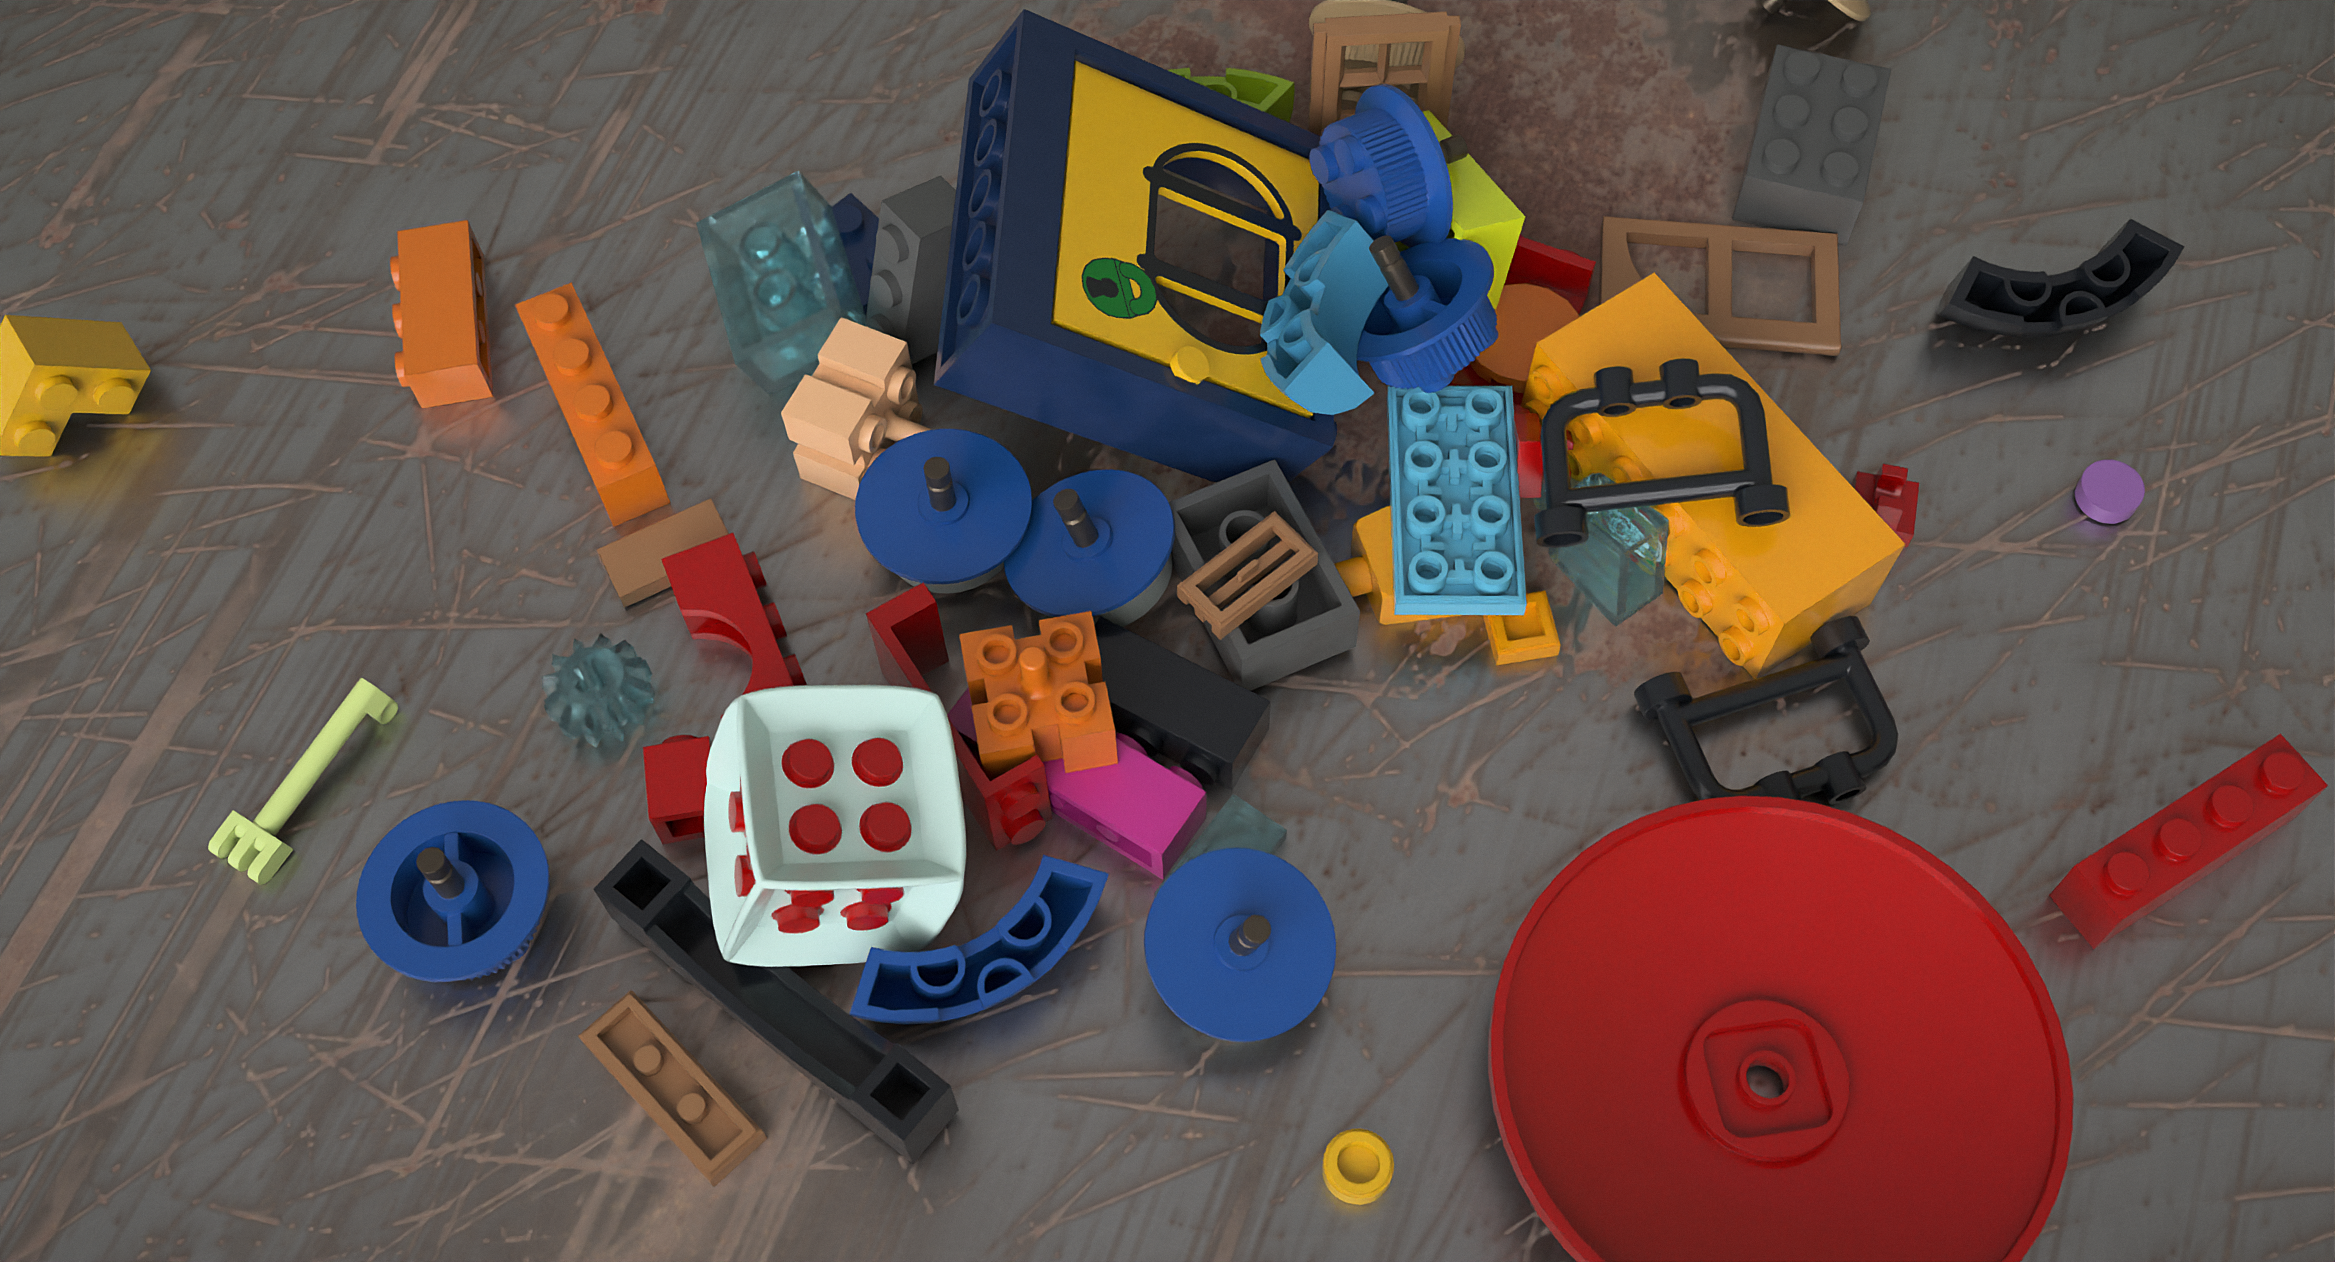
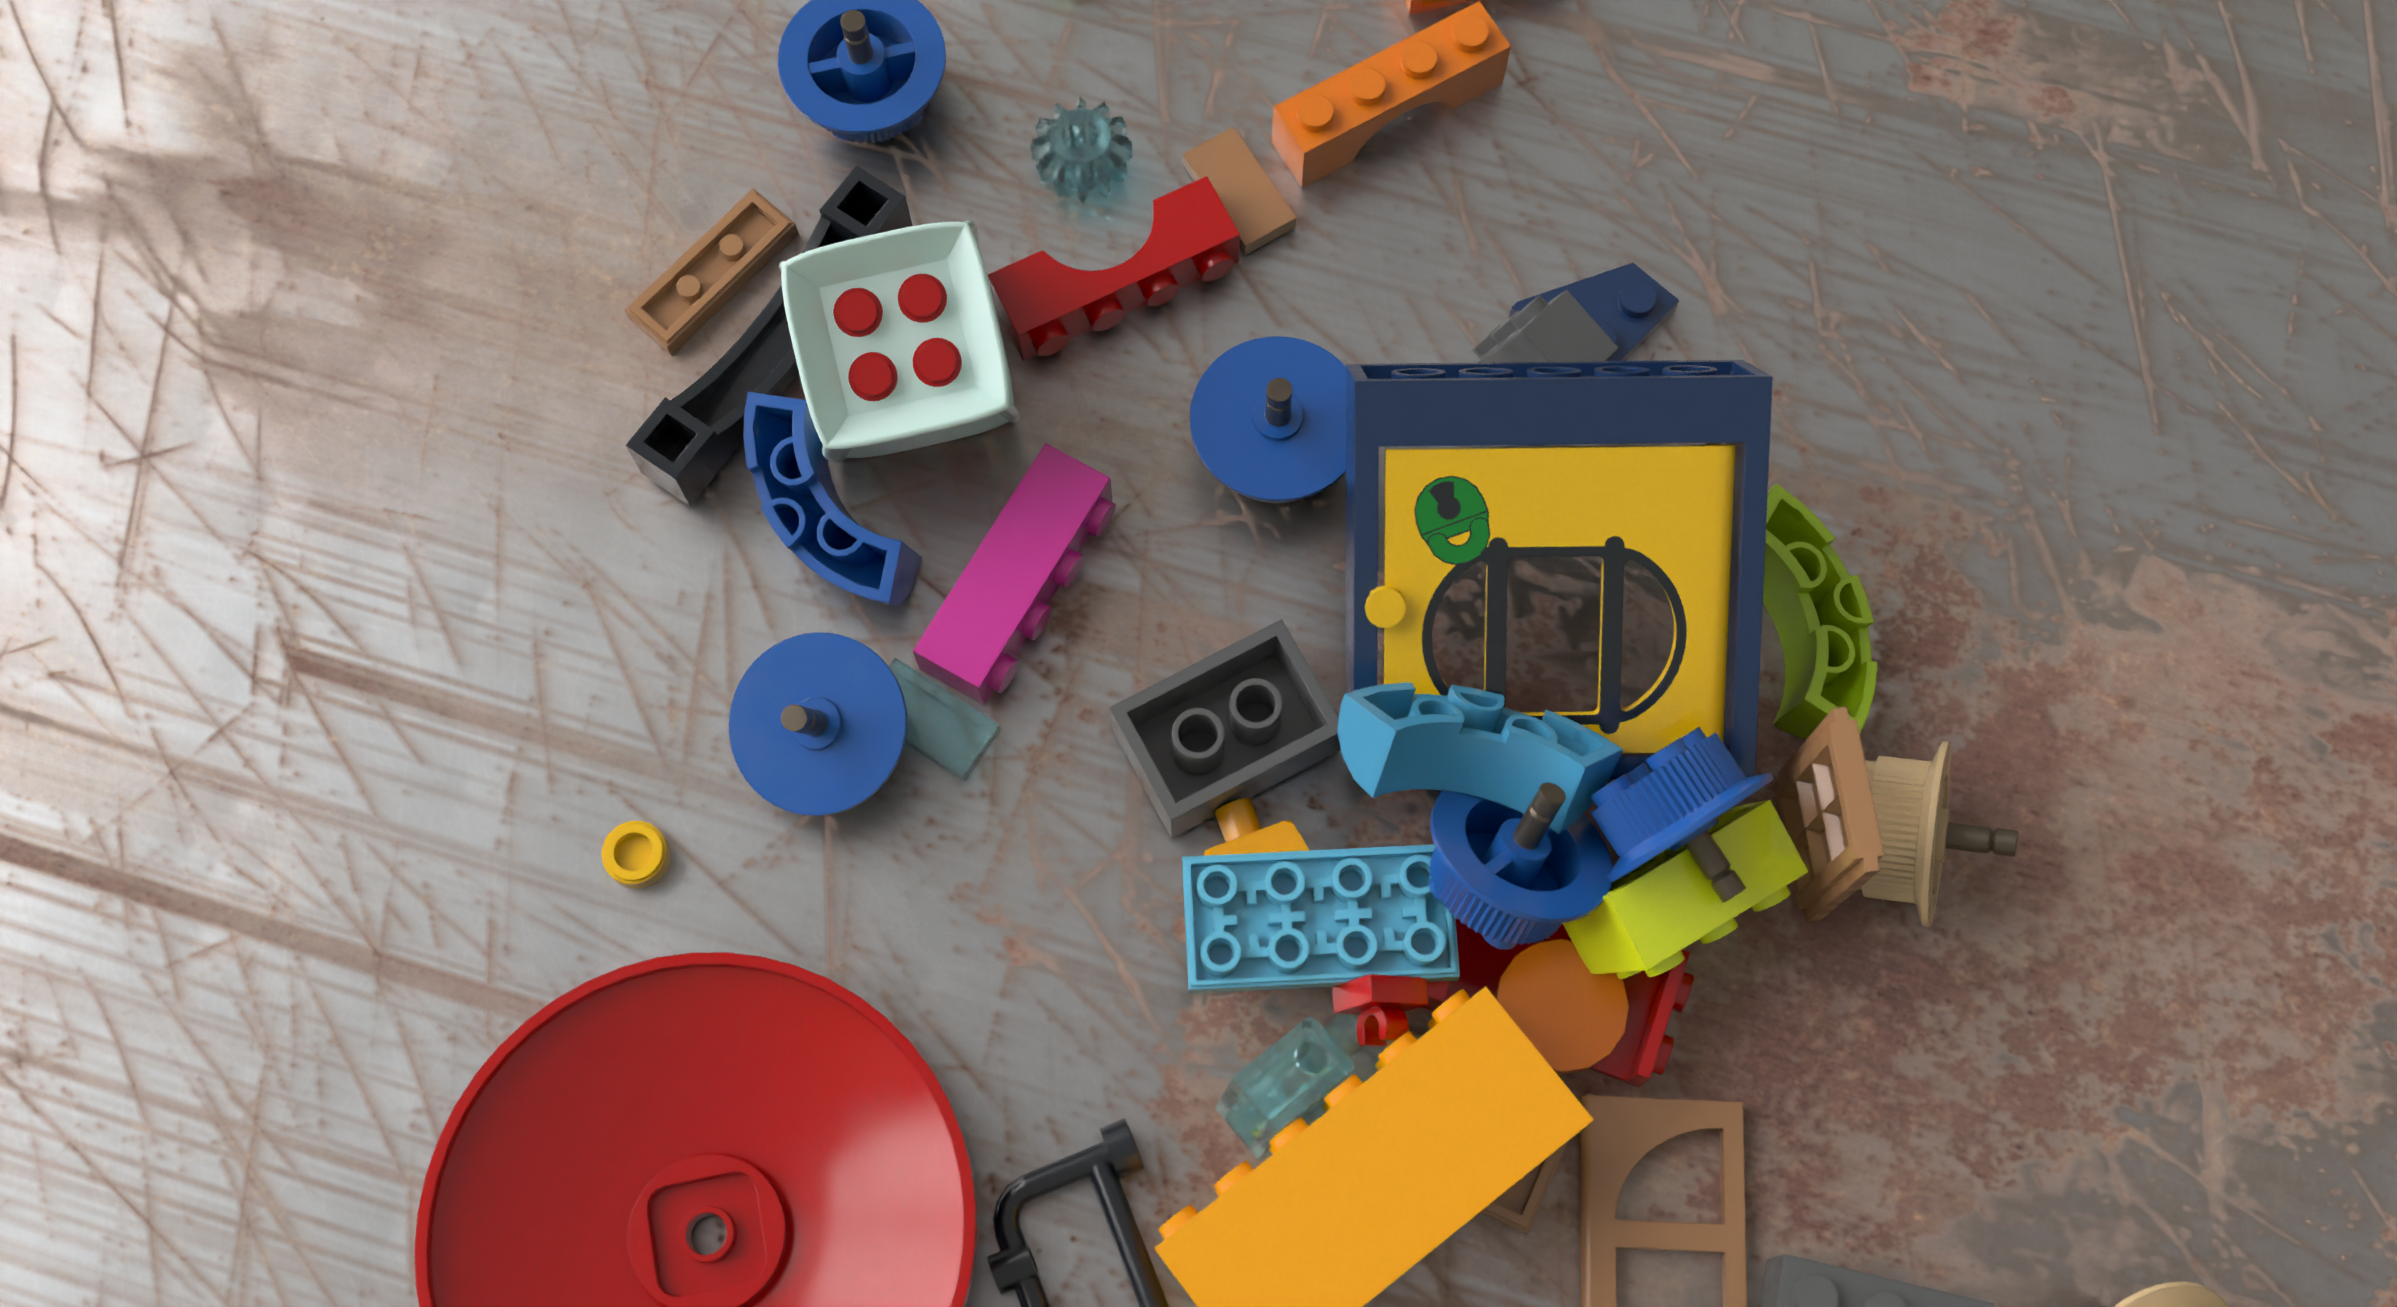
camera: 85 degrees right, 10 degrees up
(677, 786) = (999, 227): red brick -> none
(779, 279) = (1536, 237): clear light blue brick -> none
(852, 407) = (1385, 314): light nougat brick -> none
(912, 644) = (997, 463): red panel -> none
(1040, 696) = (1051, 517): orange brick -> none
(1095, 547) = (1239, 563): blue piece -> none
(1180, 707) = (1086, 651): black brick -> none
(1209, 607) = (1237, 744): medium nougat tile -> none
(1524, 636) = (1200, 1015): light orange tile -> none
(1680, 387) = (1420, 1130): black bar -> none

